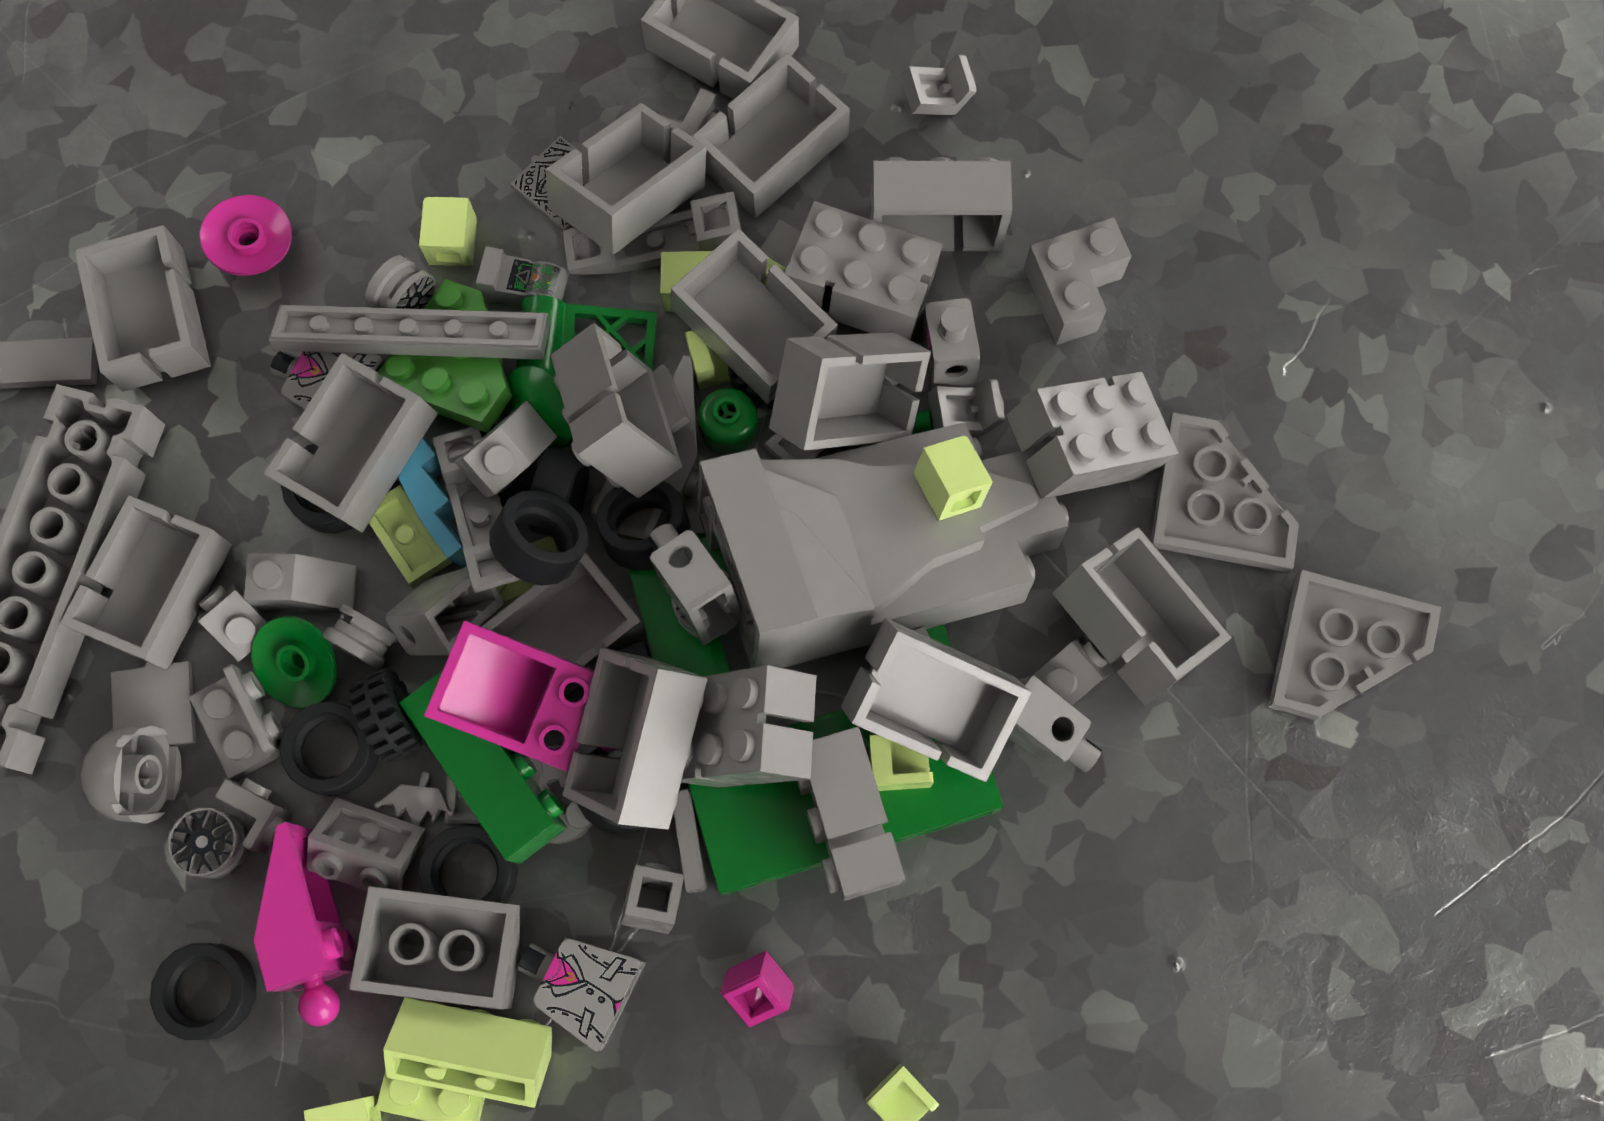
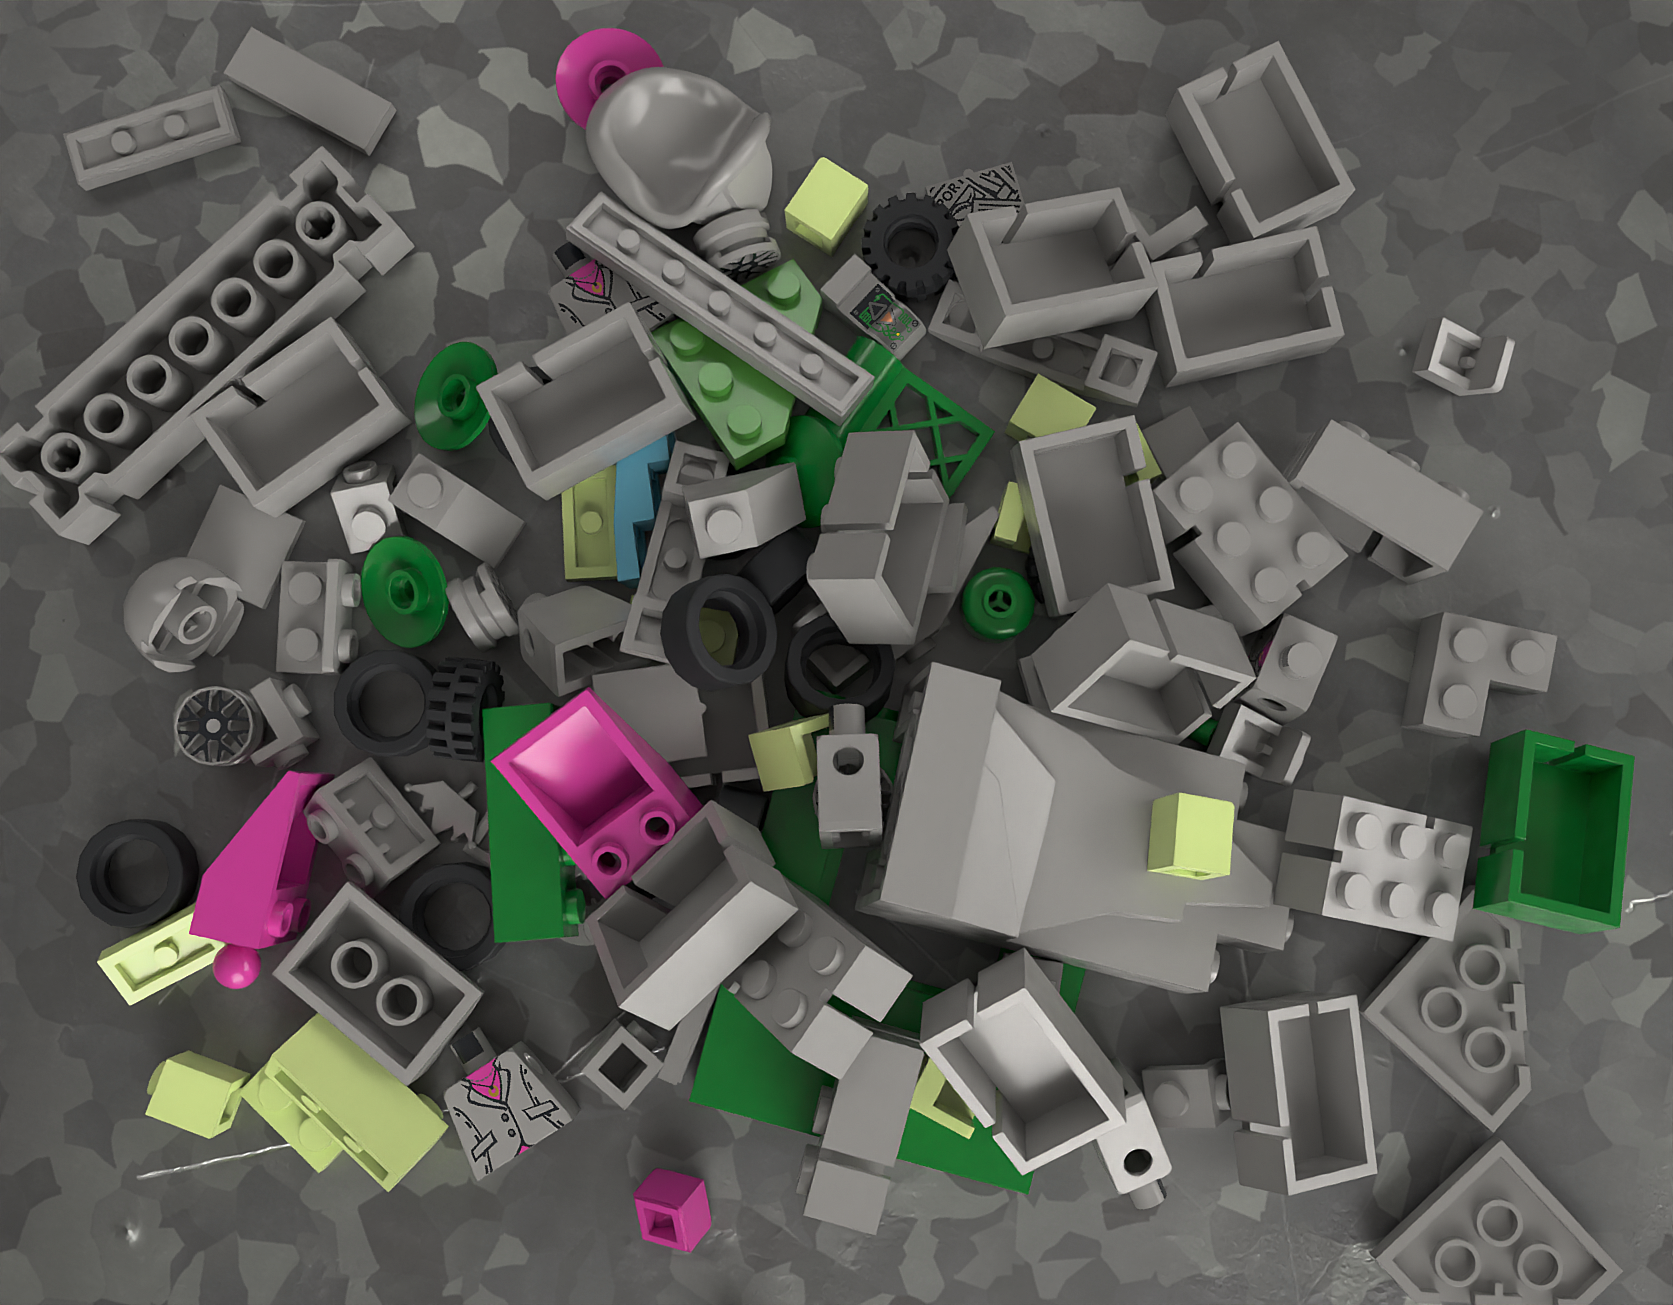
camera: 35 degrees right, 10 degrees up
(141, 308) = (456, 104): light grey piece -> none
(253, 506) = (447, 401): none -> green dish
(256, 1039) = (157, 956): none -> yellowish green plate
(320, 246) = (680, 147): none -> light grey piece
(516, 202) = (904, 215): none -> black tyre
(533, 618) = (658, 708): none -> light grey piece
(637, 596) = (787, 753): none -> yellowish green panel
(1197, 344) = (1555, 833): none -> green piece

